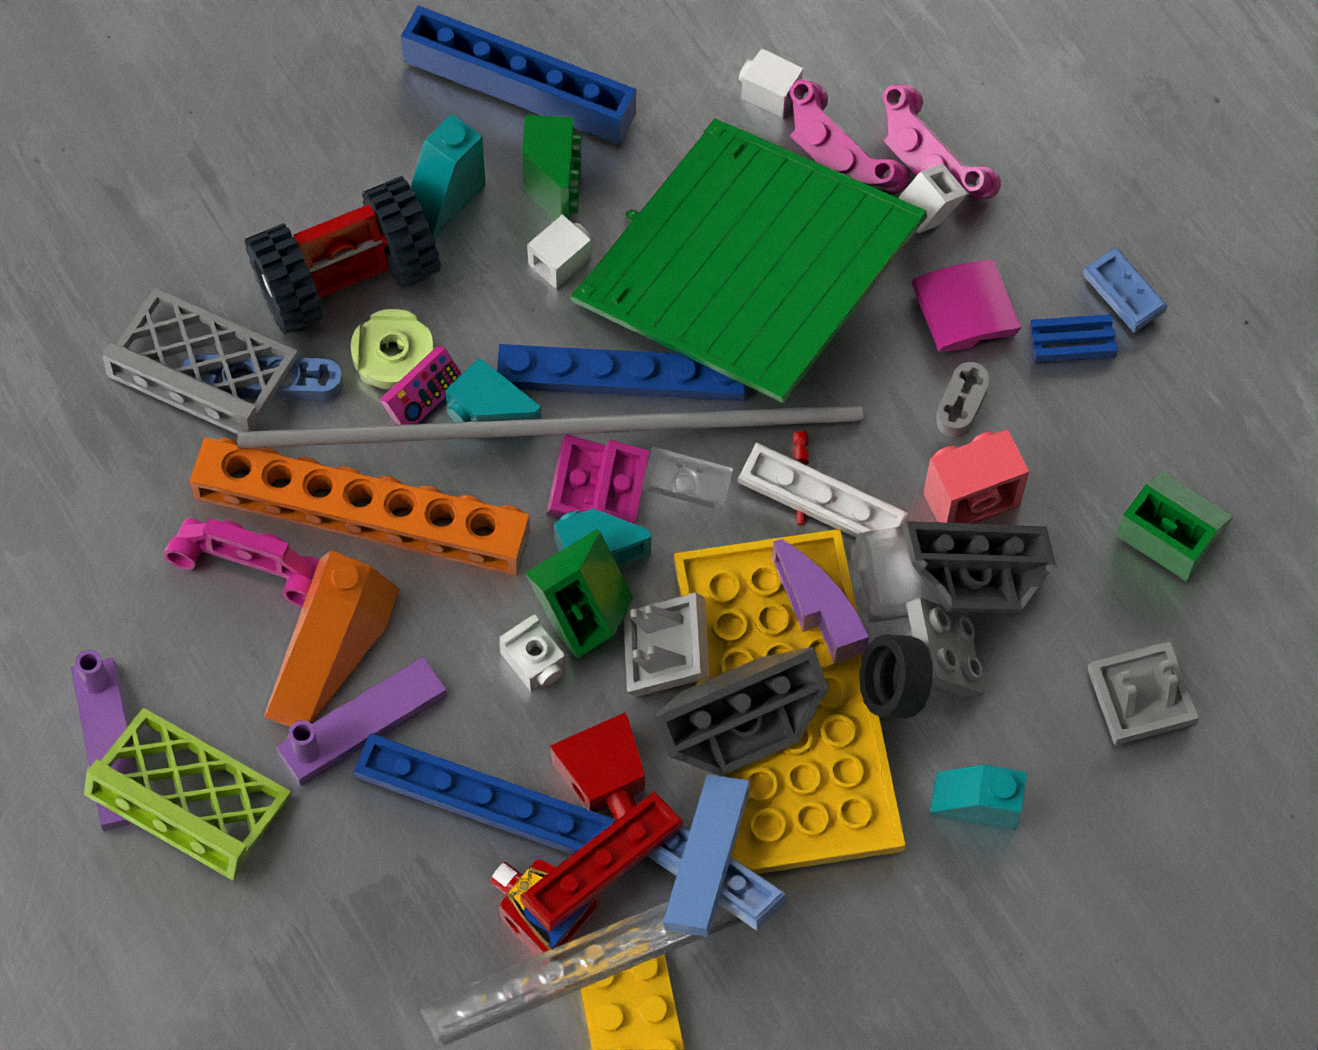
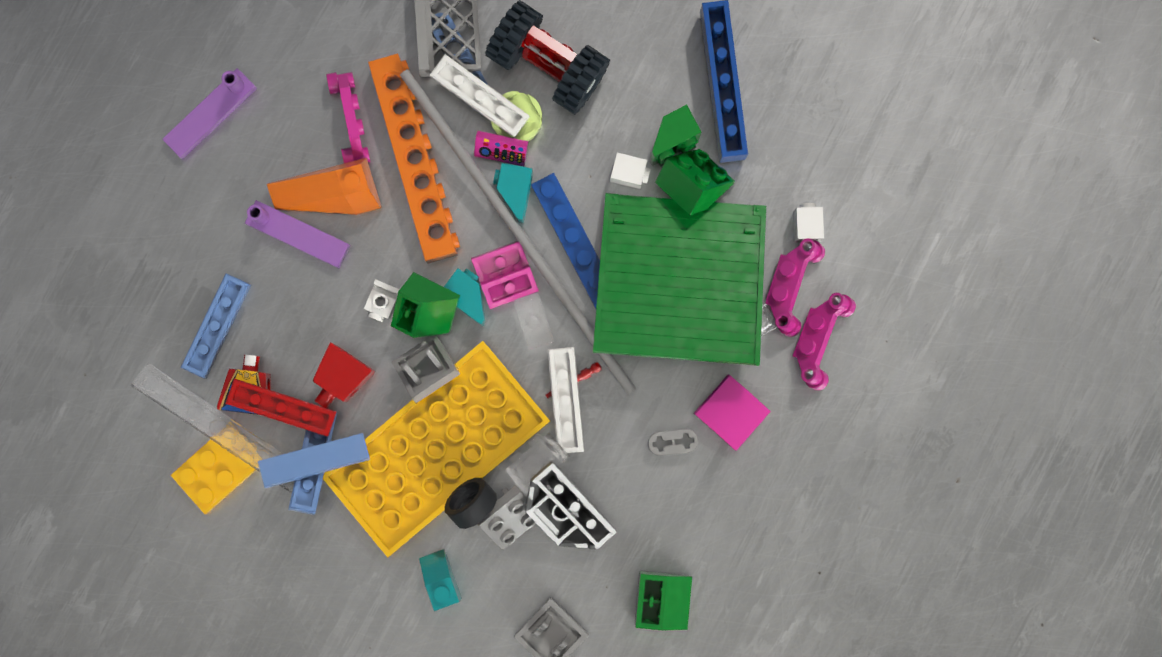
camera: 65 degrees right, 20 degrees up
(173, 823) = (180, 165): lime fence -> none
(334, 369) = (479, 96): none -> white tile
(420, 906) = (215, 326): none -> medium blue tile
(448, 172) = (630, 82): teal slope -> none
(478, 795) = (289, 322): blue plate -> none
(626, 178) = (693, 180): none -> green slope
(743, 712) = (403, 430): dark grey wedge -> none
(819, 603) = (493, 436): medium lavender slope -> none
(936, 193) = (783, 357): white brick -> none
(976, 479) = (617, 480): coral brick -> none
(1073, 331) = (761, 500): blue tile -> none
(1125, 289) = (795, 495): medium blue plate -> none

